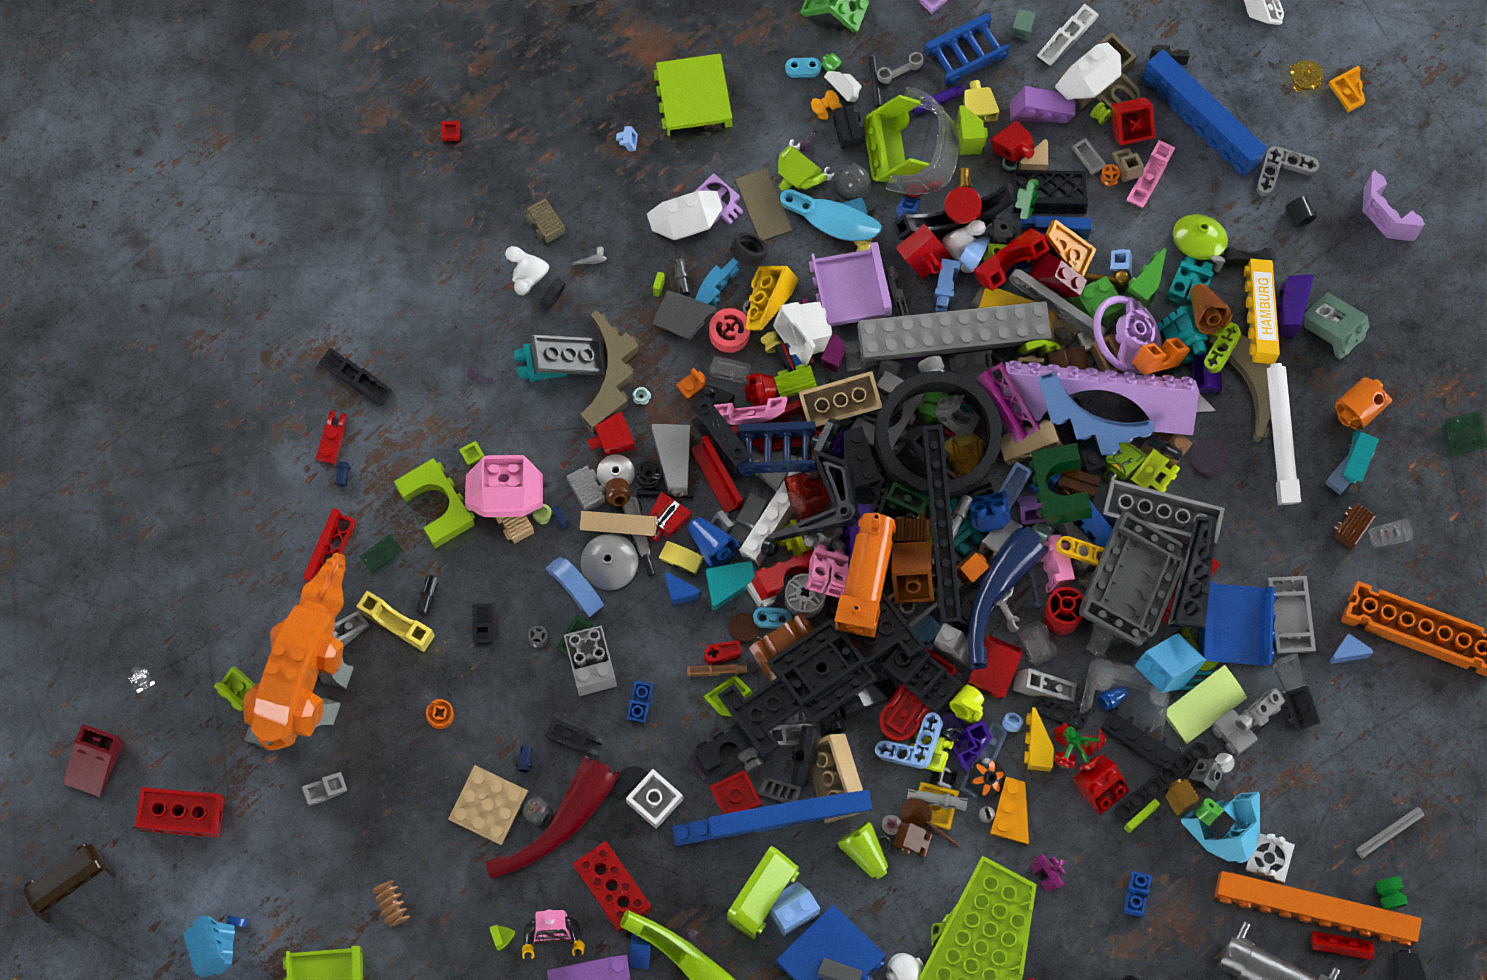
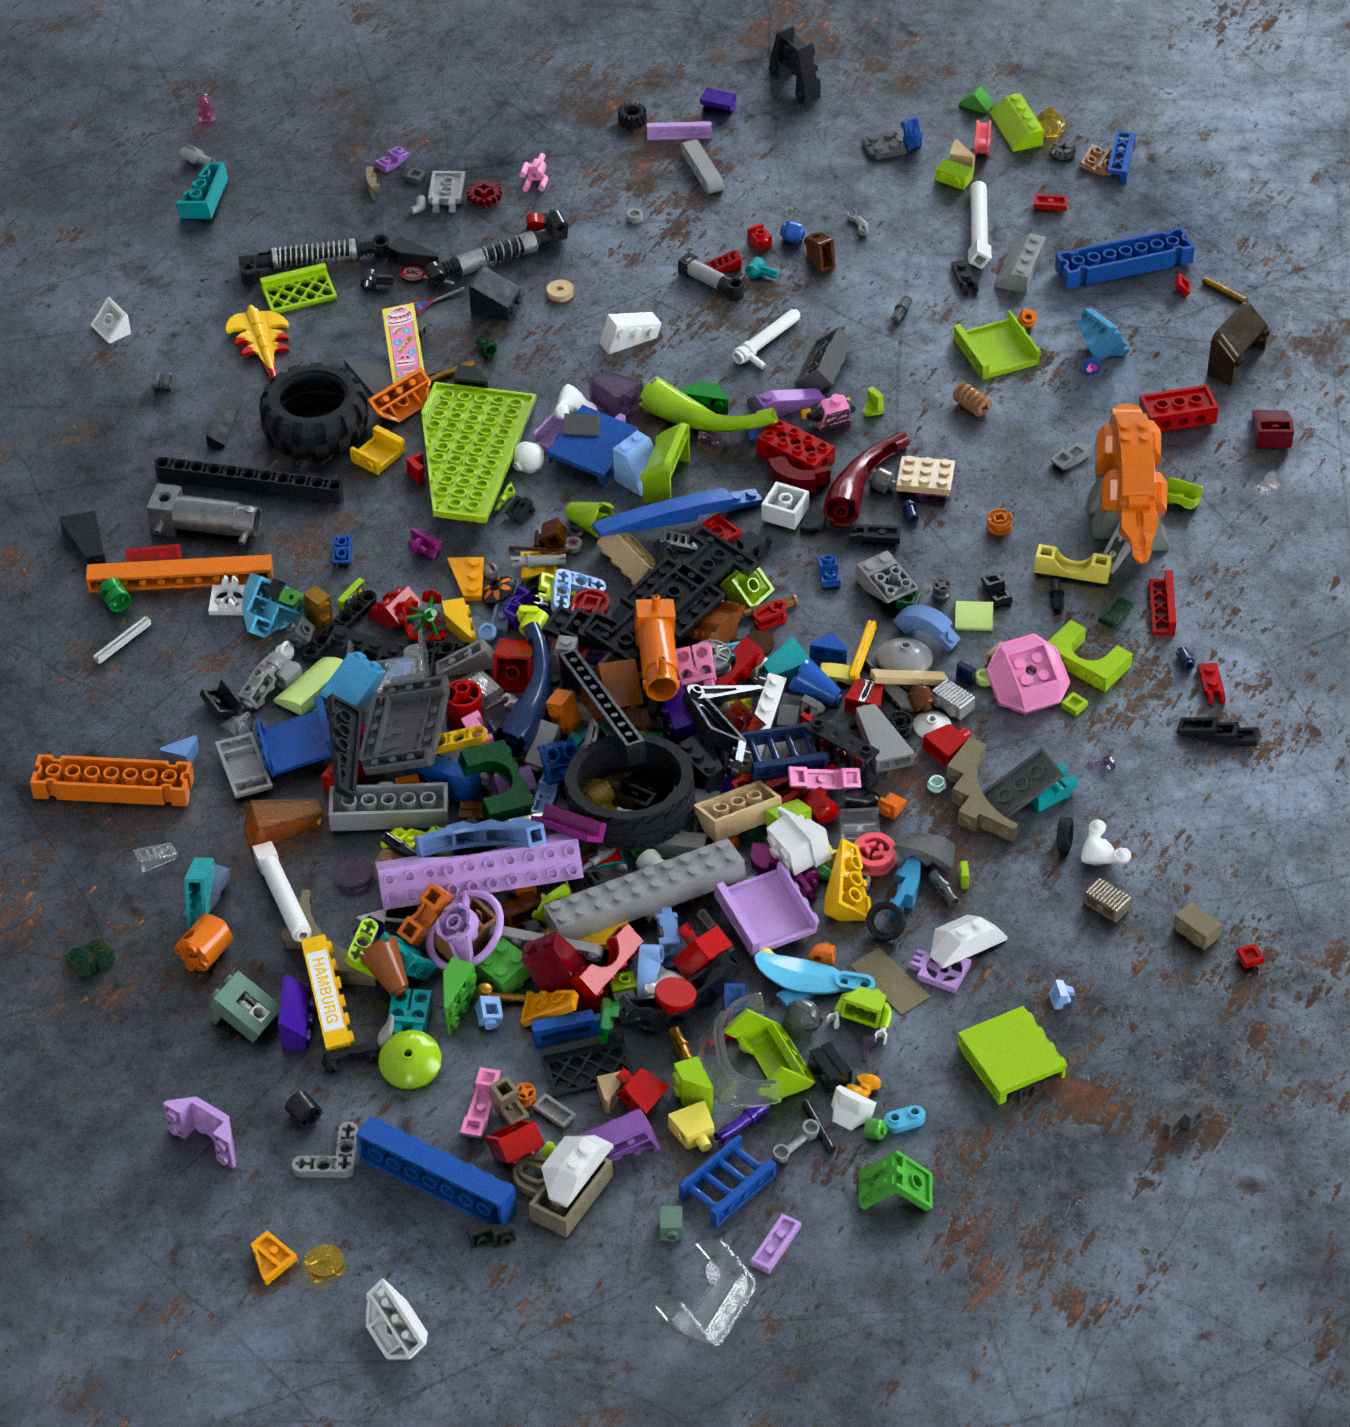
camera: 165 degrees right, 25 degrees down
(480, 171) = (1197, 925): none -> dark tan brick
(518, 598) = (973, 616): none -> yellowish green slope
(594, 259) = (1043, 882): light grey bar -> none
(630, 843) = (783, 472): none -> dark red arch
(649, 575) = (862, 650): none -> yellow axle
(814, 240) = (823, 953): none -> orange piece
(933, 893) = (519, 508): none -> black bracket
(1067, 35) = (616, 1229): white slope -> none
(1267, 529) = (281, 819): none -> clear orange slope
(1354, 525) = (195, 844): reddish brown brick -> none

